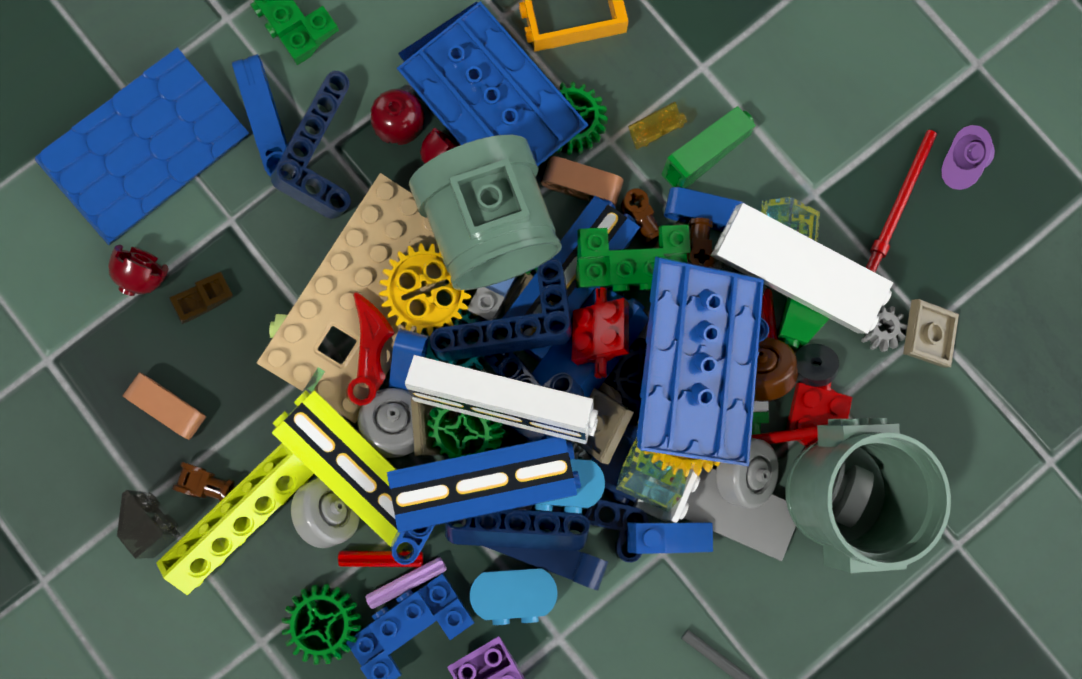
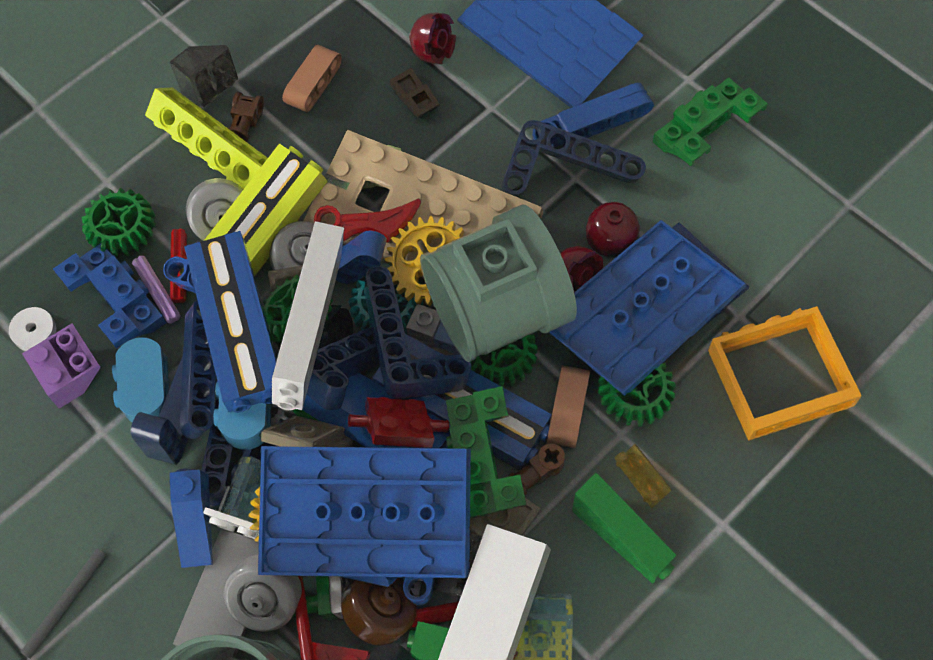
camera: 90 degrees right, 15 degrees down
(690, 204) = (555, 532): blue beam -> none
(699, 242) = (522, 525): reddish brown connector -> none

